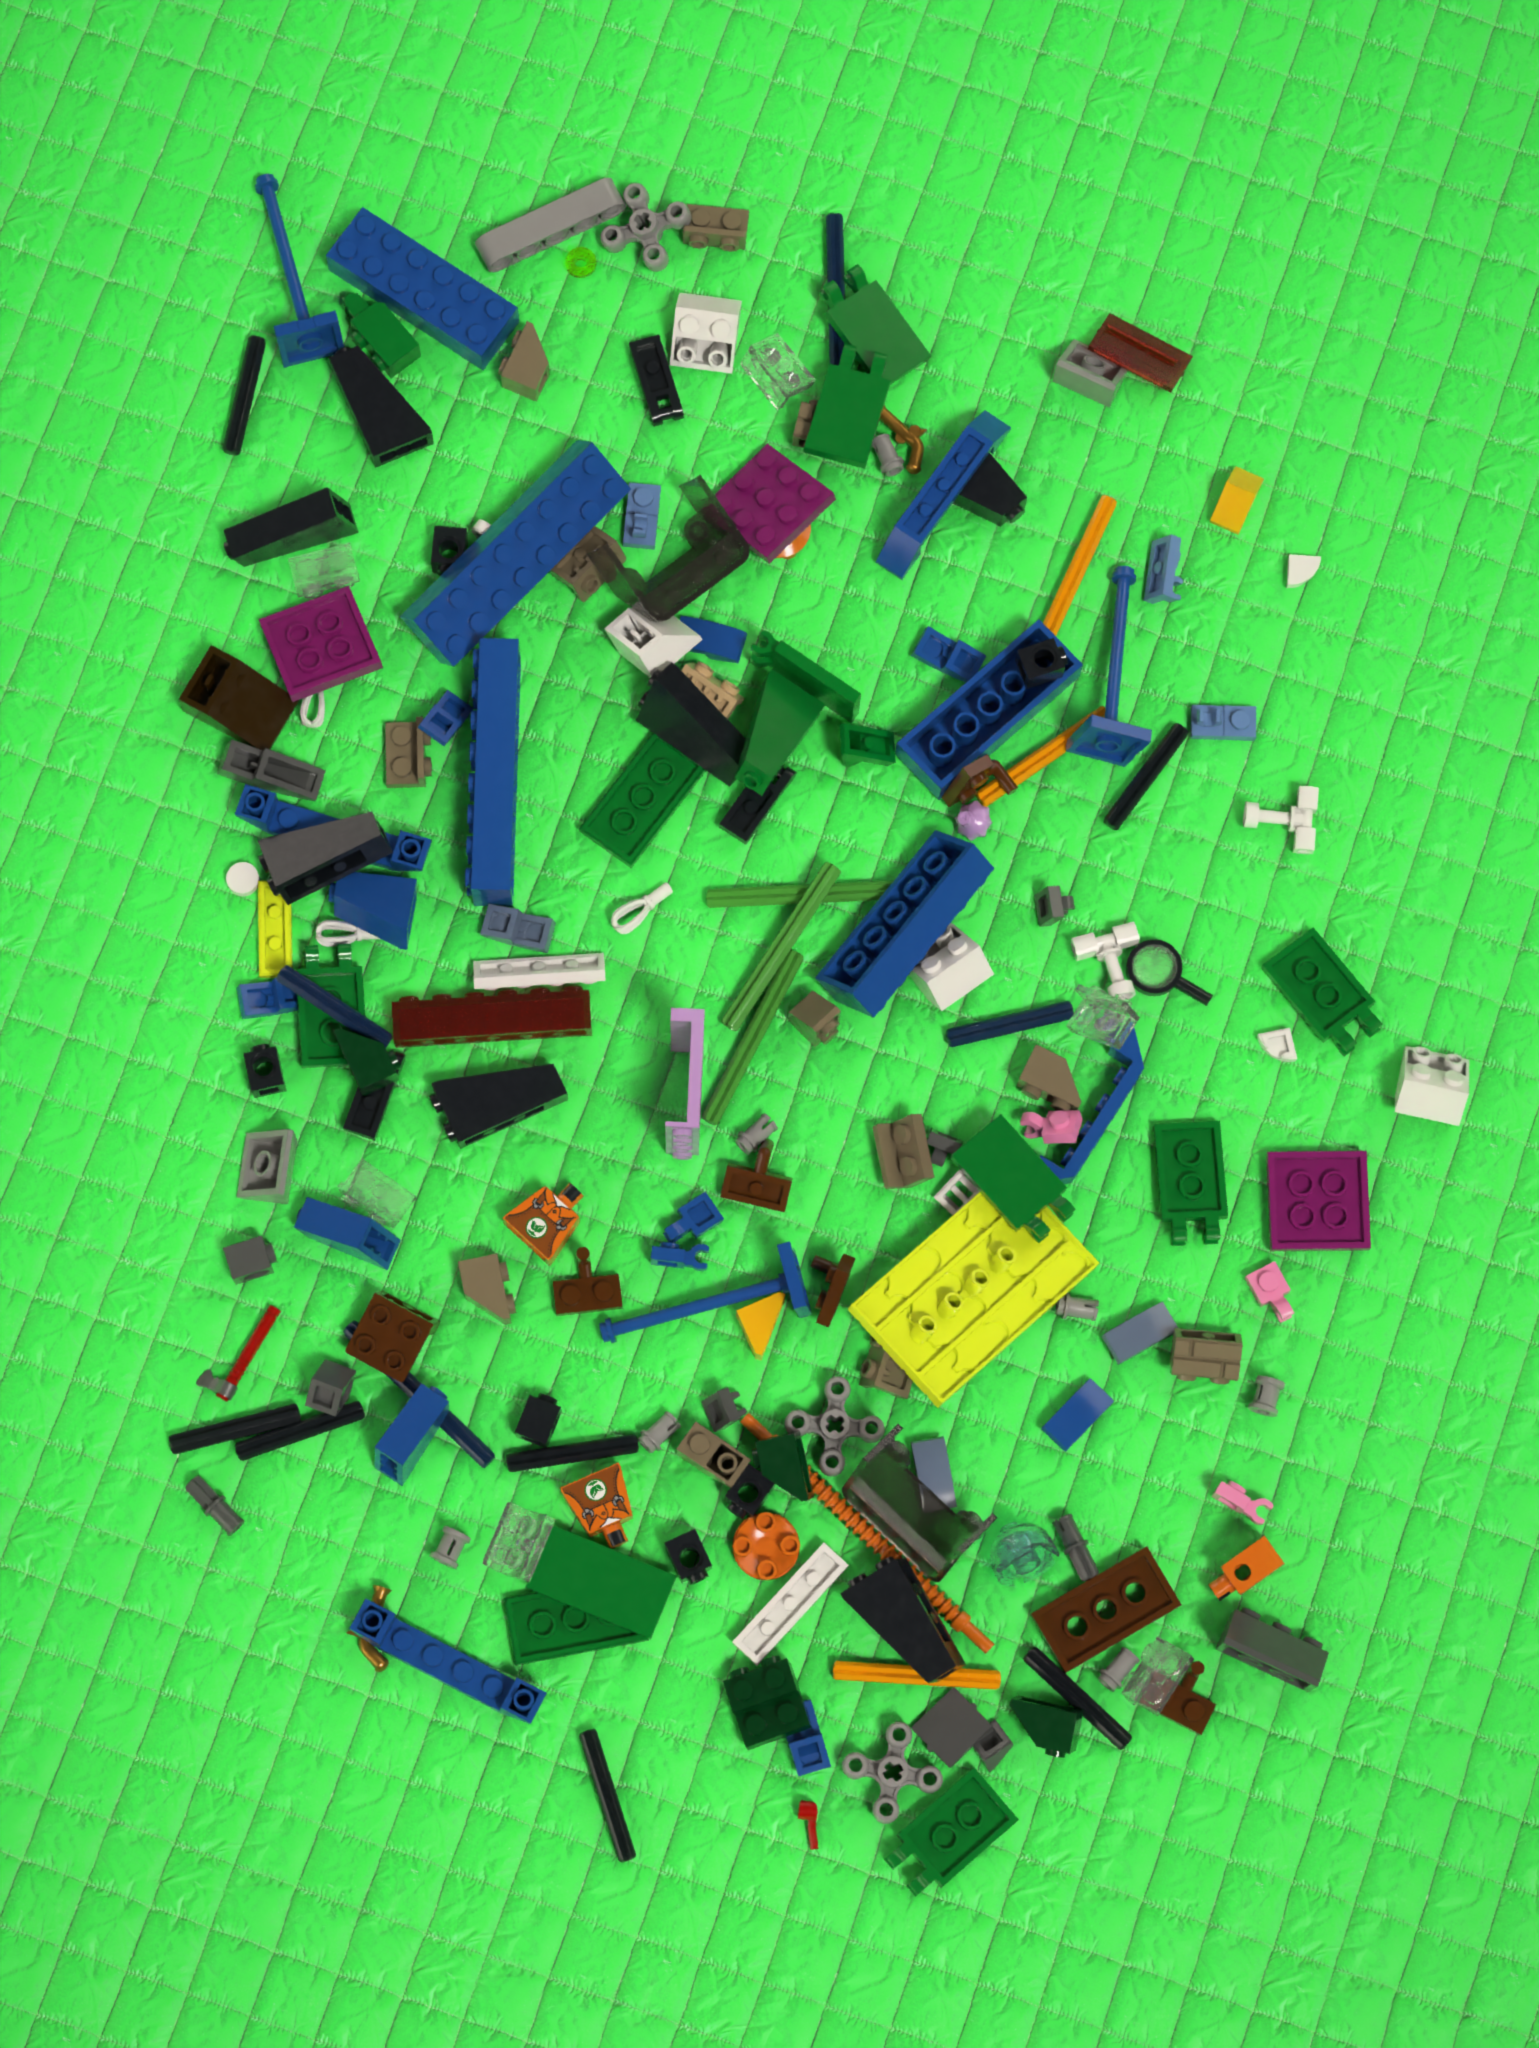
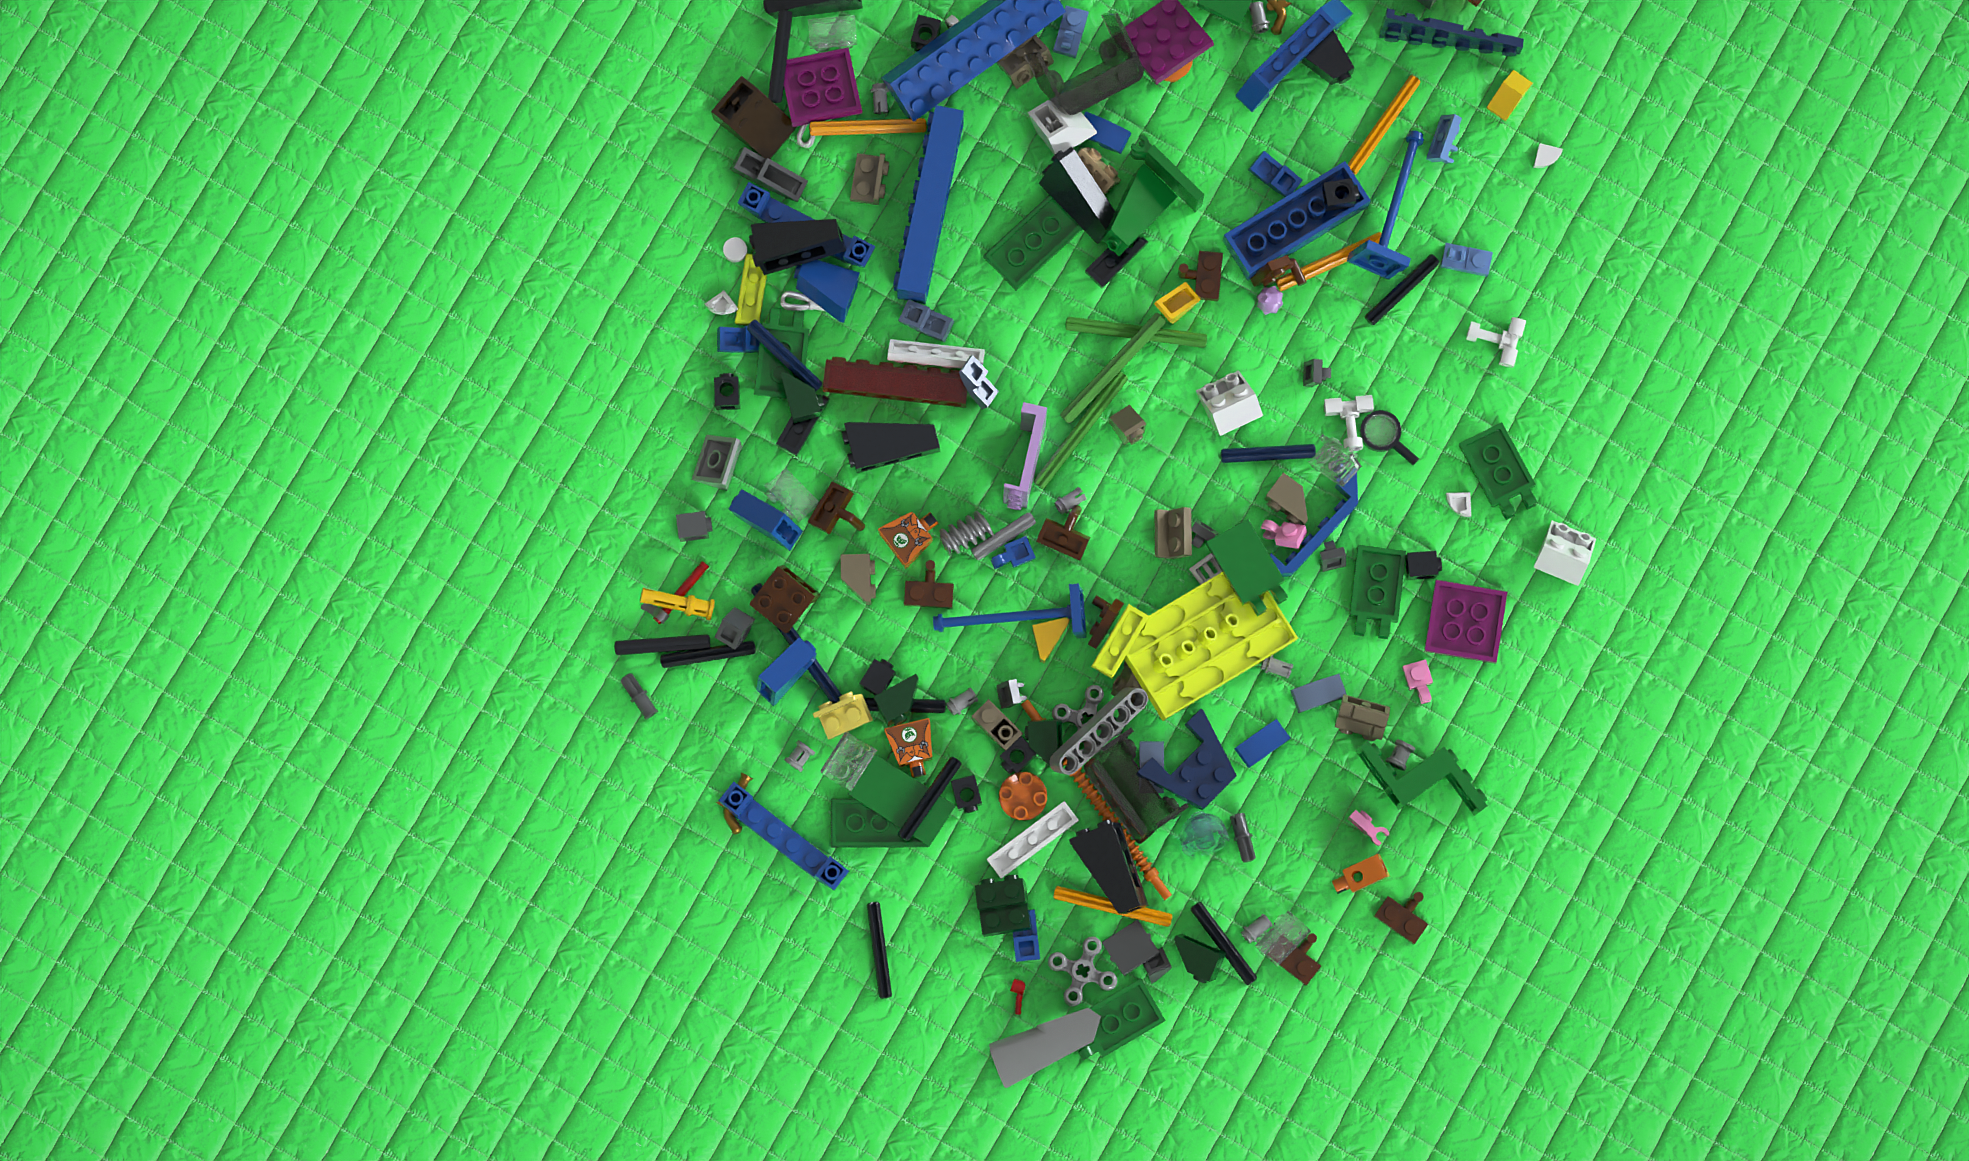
camera: 15 degrees right, 5 degrees up
(236, 954) = (721, 304): none -> white tile
(259, 611) = (780, 56): none -> black axle
(262, 1368) = (689, 605): none -> yellow pin
(392, 685) = (856, 127): none -> light orange axle
(403, 646) = (880, 98): none -> light grey pin
(436, 1200) = (832, 508): none -> reddish brown plate
(445, 718) = (901, 158): blue slope -> none
(501, 1479) = (843, 715): none -> light yellow bracket
(570, 1448) = (897, 701): none -> dark green slope
(596, 992) = (976, 383): none -> slope
(621, 1202) = (965, 533): none -> light grey piece
(639, 1573) = (929, 798): none -> black axle
(649, 903) = (1023, 317): white piece -> none
(670, 1255) = (993, 577): blue plate -> none
(674, 1198) = (1003, 536): none -> light grey axle
(840, 1441) = (1109, 728): none -> light grey beam
(851, 844) = (1177, 302): none -> yellow slope
(856, 1887) = (1041, 1046): none -> light grey panel
(860, 1310) = (1120, 641): none -> neon yellow tile
(866, 745) = (1202, 231): green slope -> none
(883, 802) = (1206, 276): none -> reddish brown plate
(904, 923) = (1205, 367): blue brick -> none
(1002, 1472) = (1201, 774): none -> dark blue wing
(1104, 1633) = (1262, 869): reddish brown plate -> none
(1123, 1146) = (1332, 557): none -> dark grey tile
(1137, 432) = (1444, 34): none -> wing
(1246, 1135) = (1422, 565): none -> black brick
(1273, 1649) = (1369, 935): dark grey slope -> none
(1299, 1425) = (1422, 777): none -> green bracket
(1312, 1618) = (1401, 918): none -> reddish brown plate

